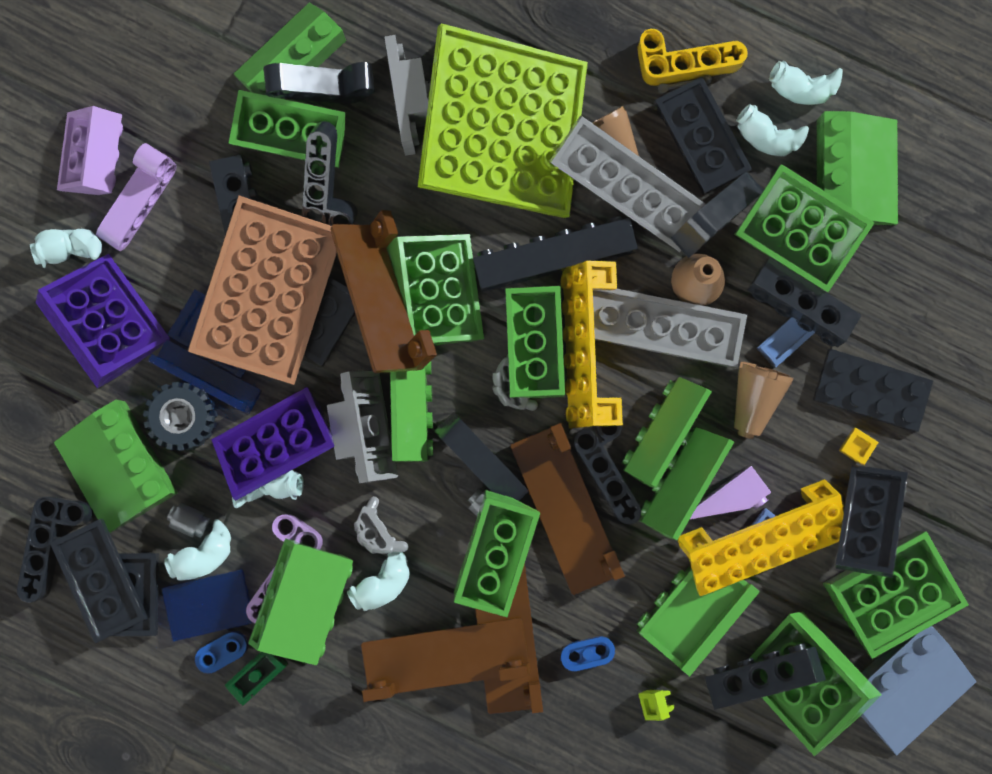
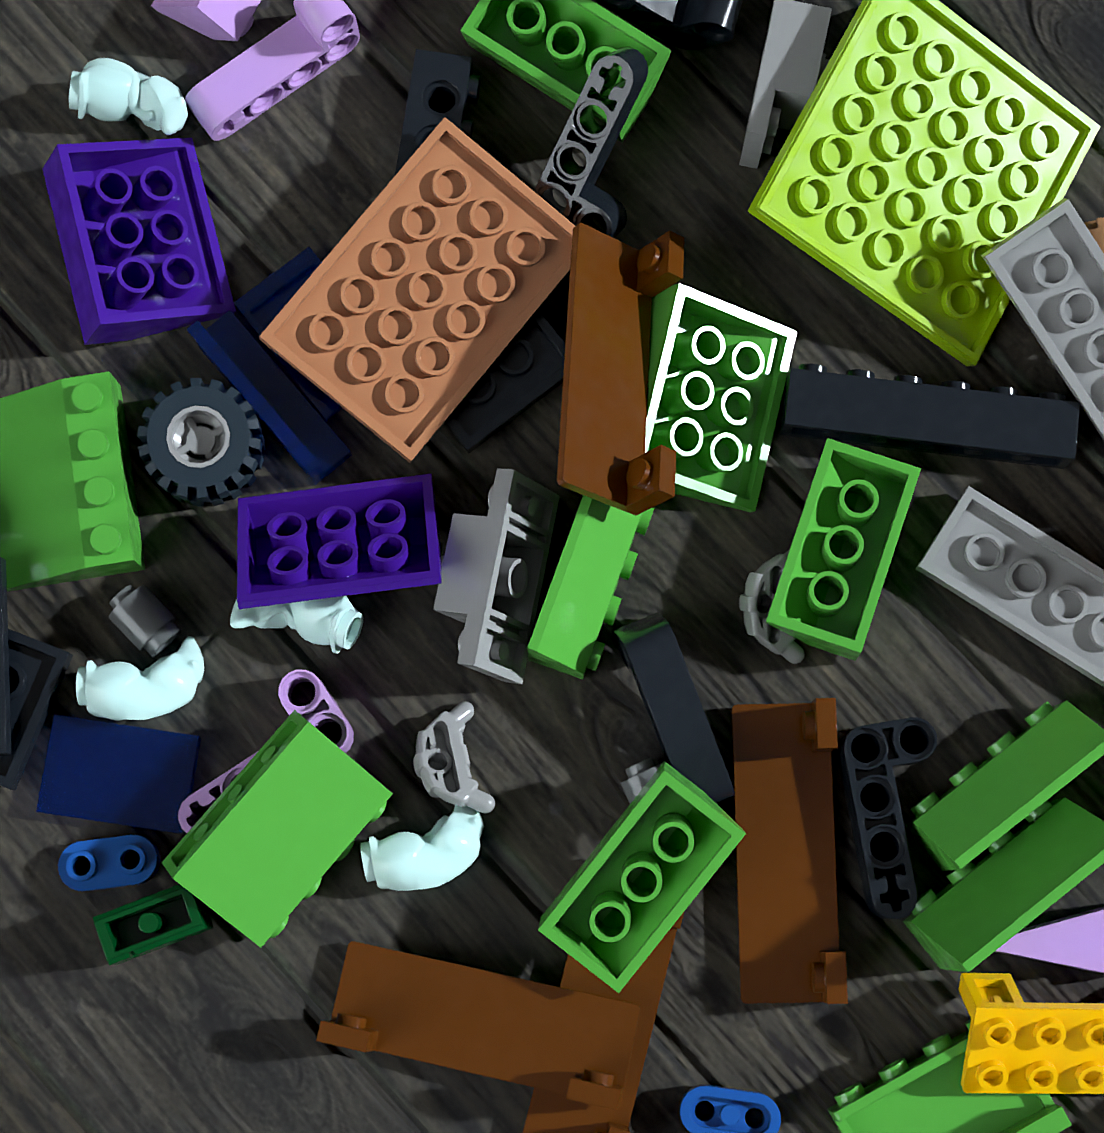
camera: 20 degrees right, 5 degrees down
(577, 307) = (920, 567): yellow bracket -> none

